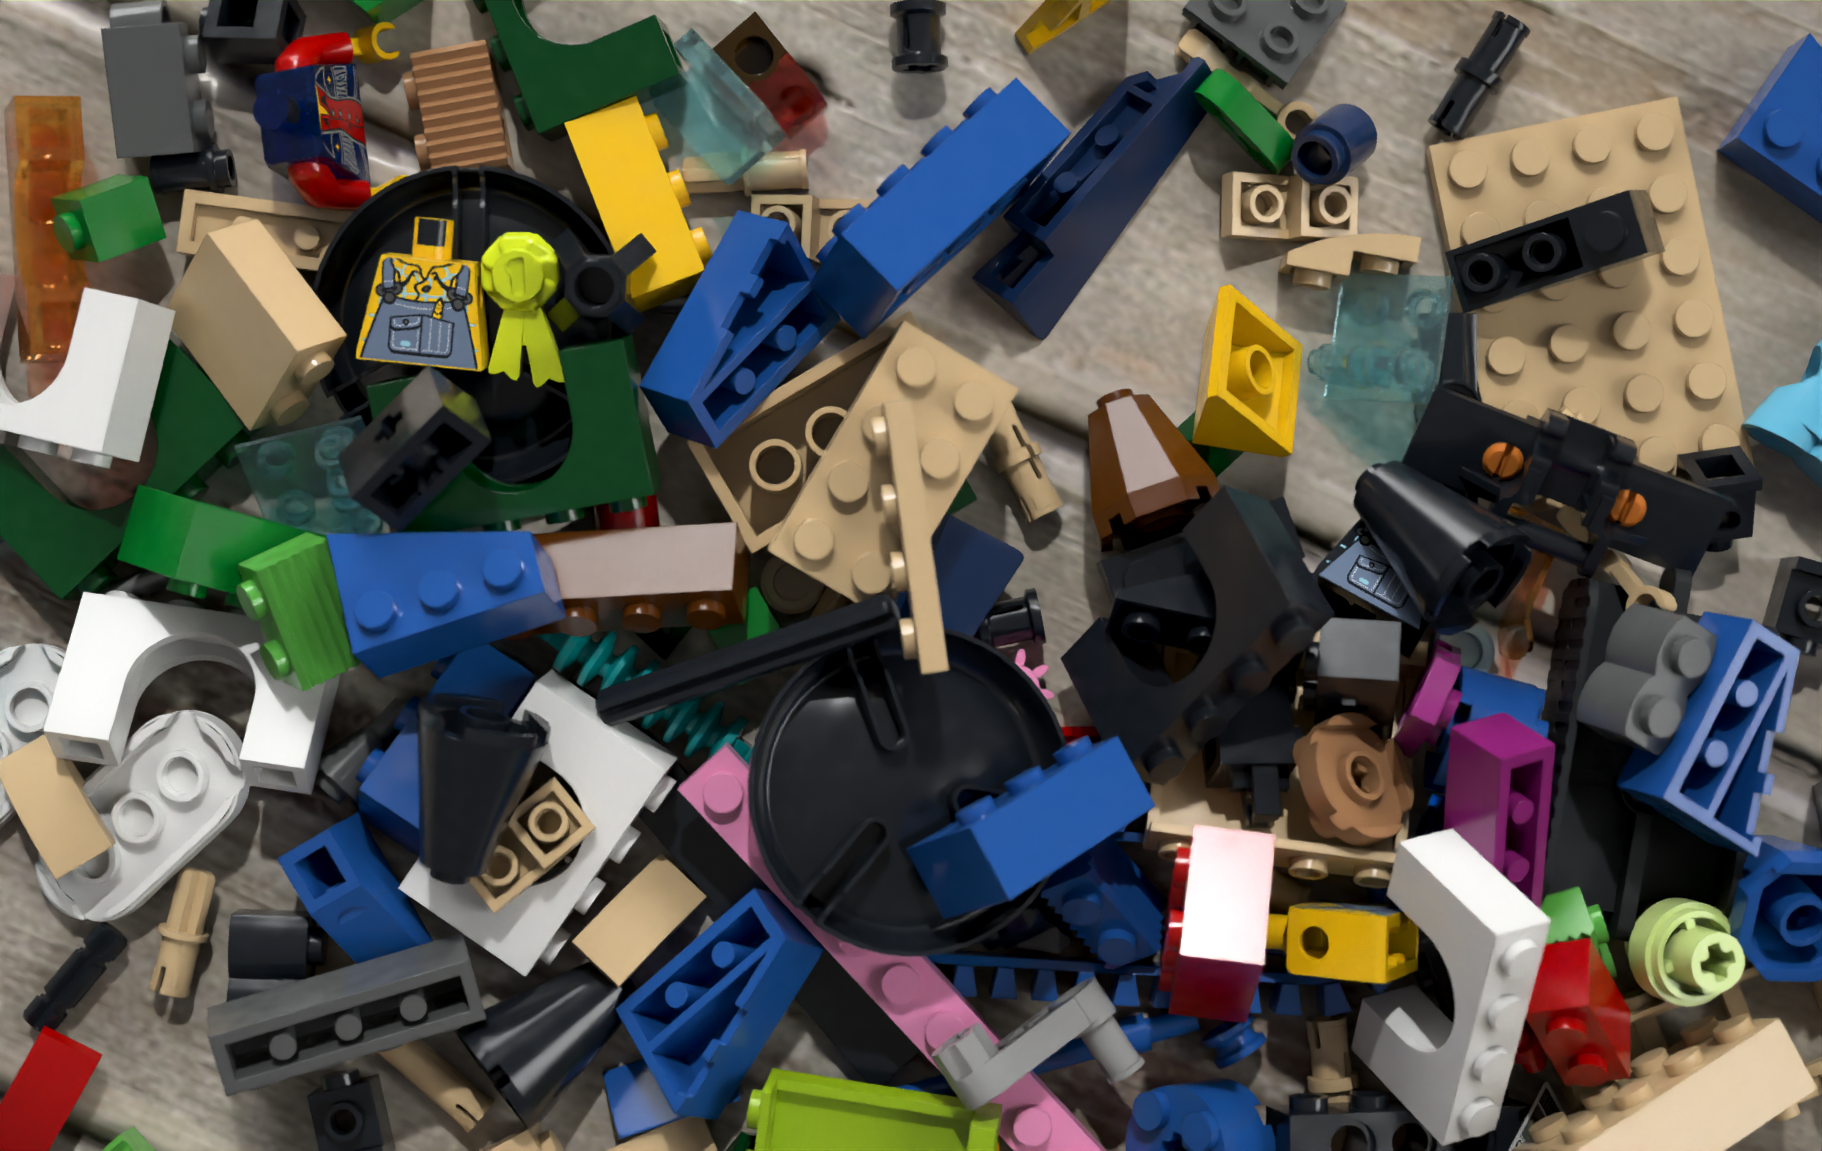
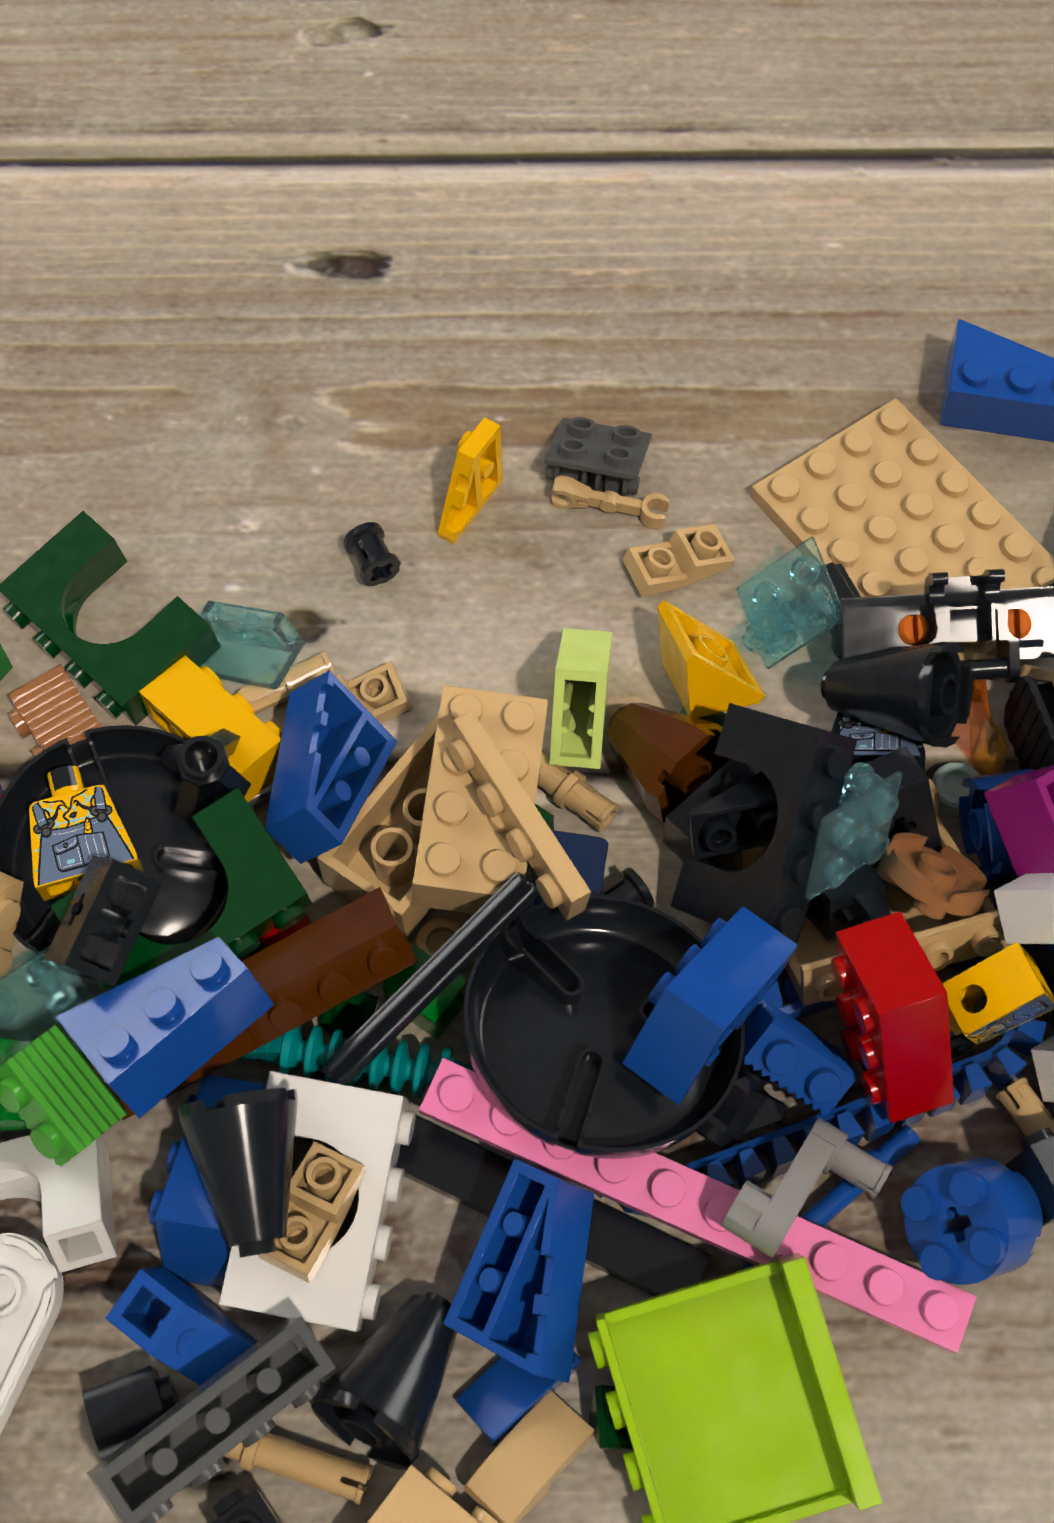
camera: 20 degrees left, 25 degrees down
(183, 933) = (46, 1438): tan axle -> none
(343, 760) = (135, 1236): dark grey cone -> none
(521, 276) = (144, 790): neon yellow piece -> none
(638, 920) = (431, 1248): tan slope -> none
(771, 75) = (302, 614): leg -> none
(936, 205) = (431, 629): blue brick -> none
(1079, 355) = (580, 698): none -> yellowish green slope
(1090, 195) = (539, 601): dark blue wedge -> none
(1233, 1041) = (950, 1135): blue bush -> none
(1245, 120) = (621, 514): green beam -> none
(1292, 704) = (855, 830): none -> clear light blue hinge
(1331, 259) = (721, 574): tan slope -> none
(1334, 144) = (675, 505): dark blue brick -> none
(1431, 701) = (957, 795): magenta wing -> none
(1479, 75) = (761, 435): black pin -> none
(1555, 250) = (874, 498): black slope -> none

